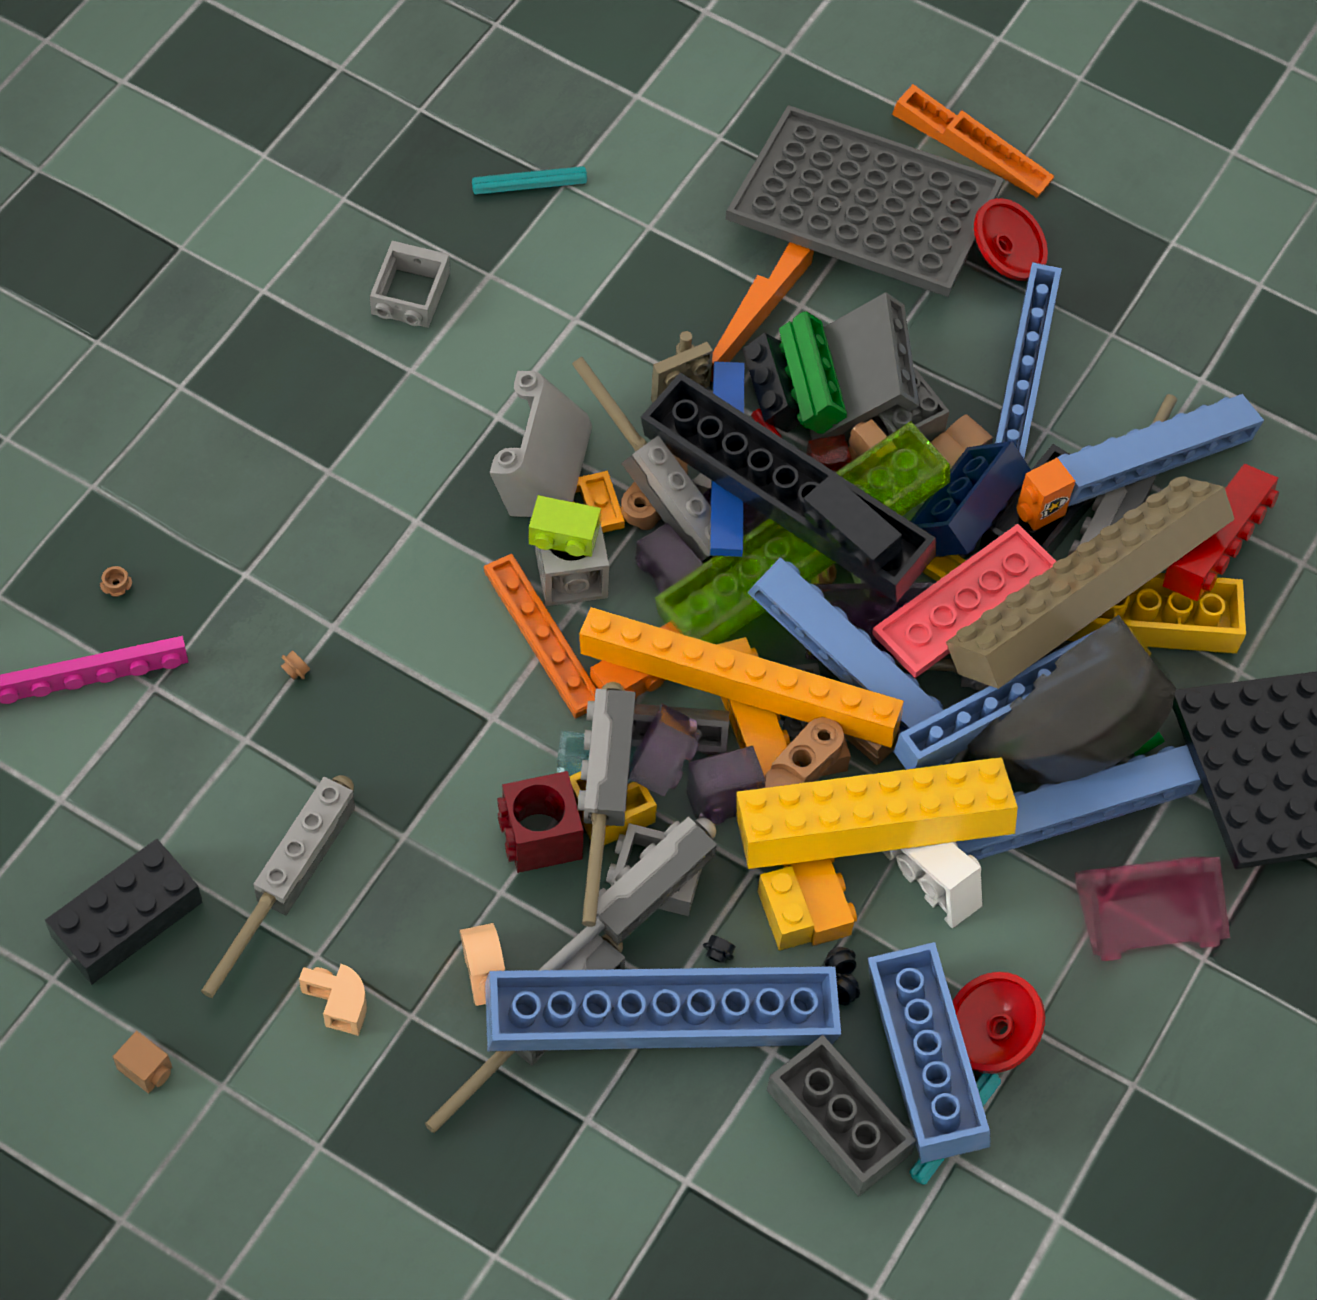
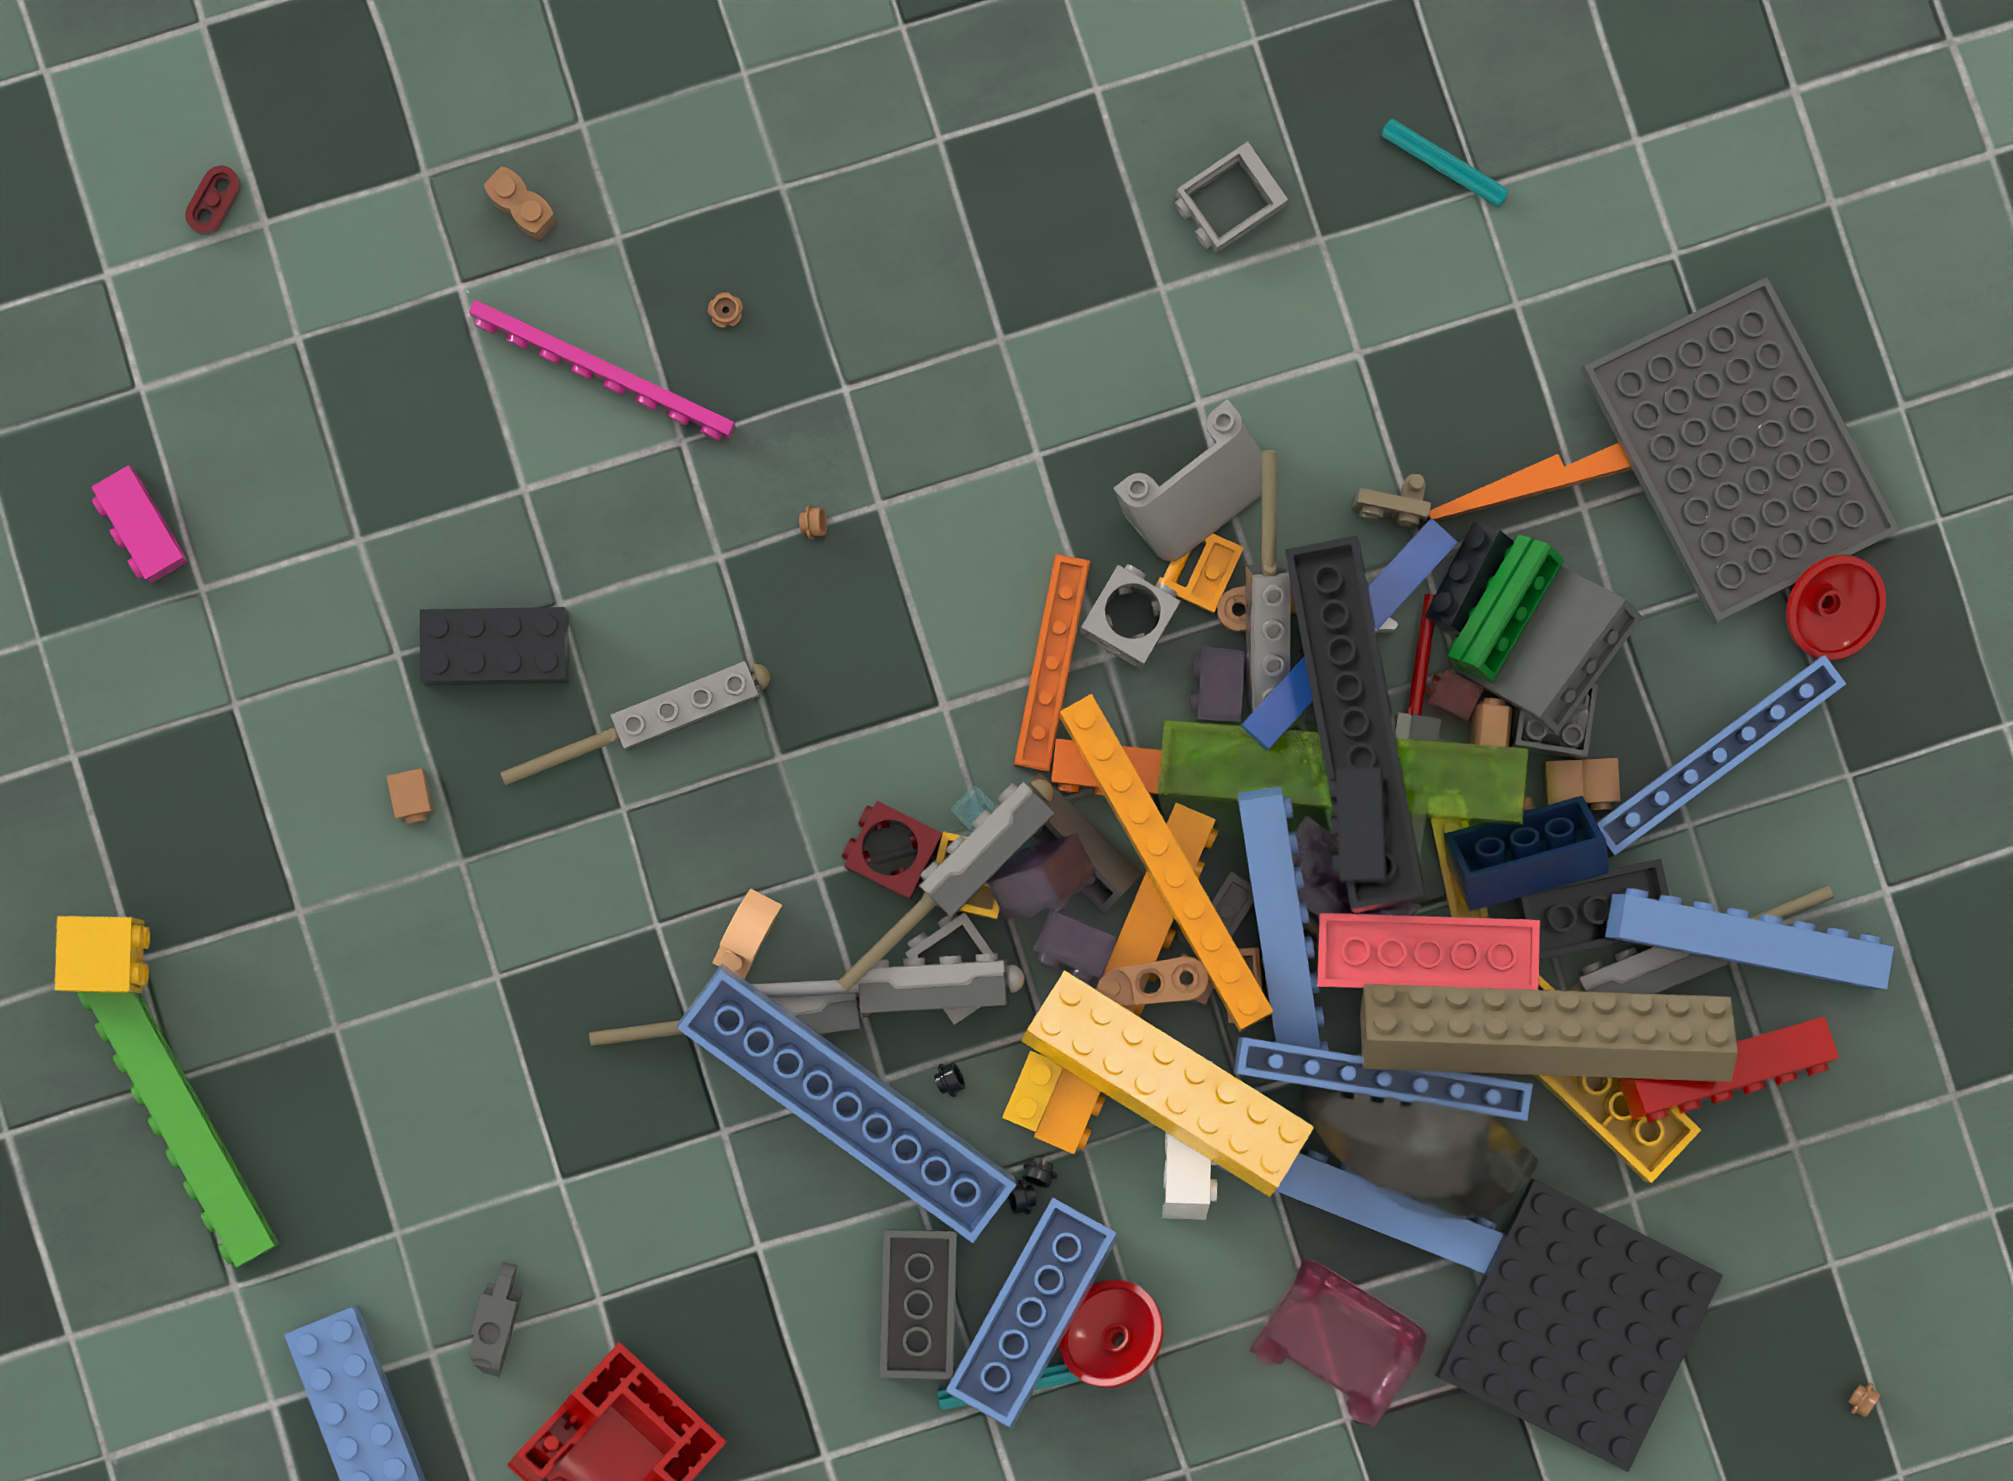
camera: 40 degrees right, 25 degrees up
(344, 993) = (616, 870): light nougat brick -> none
(564, 526) = (1130, 600): lime brick -> none
(971, 140) = (1914, 460): orange slope -> none
(1045, 494) = (1587, 914): orange brick -> none

